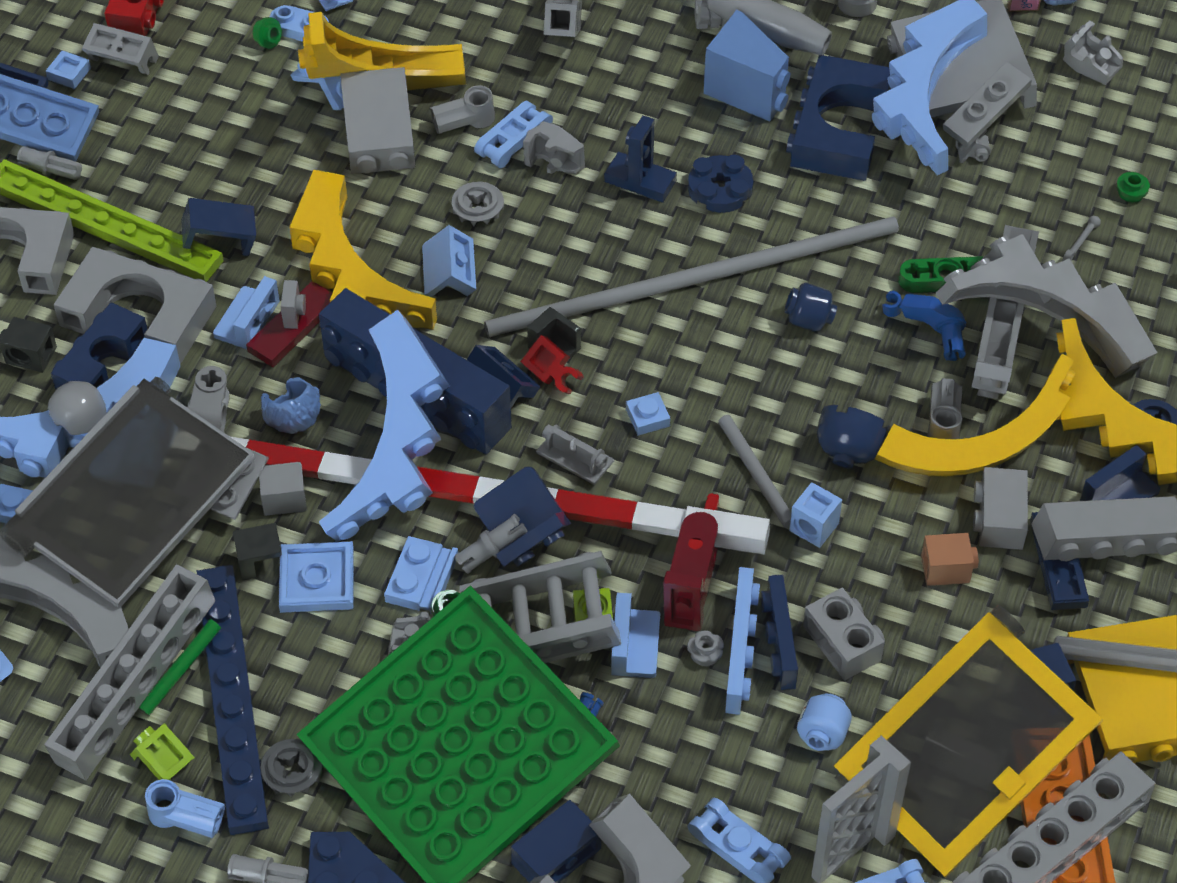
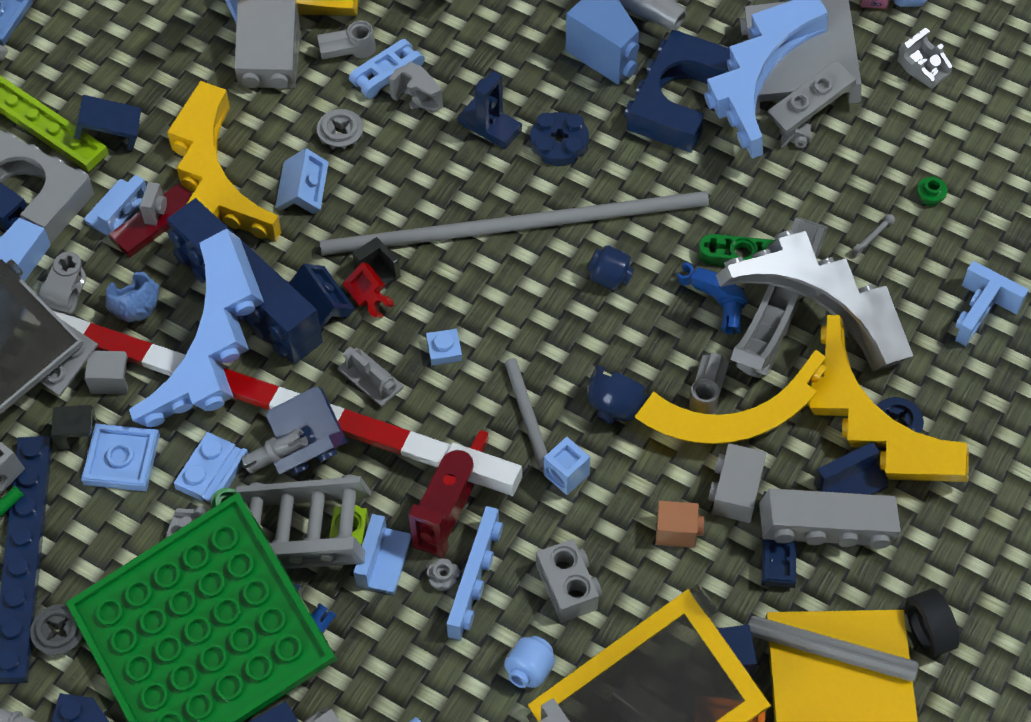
camera: 10 degrees right, 5 degrees up
(780, 632) = (510, 571): dark blue plate -> none

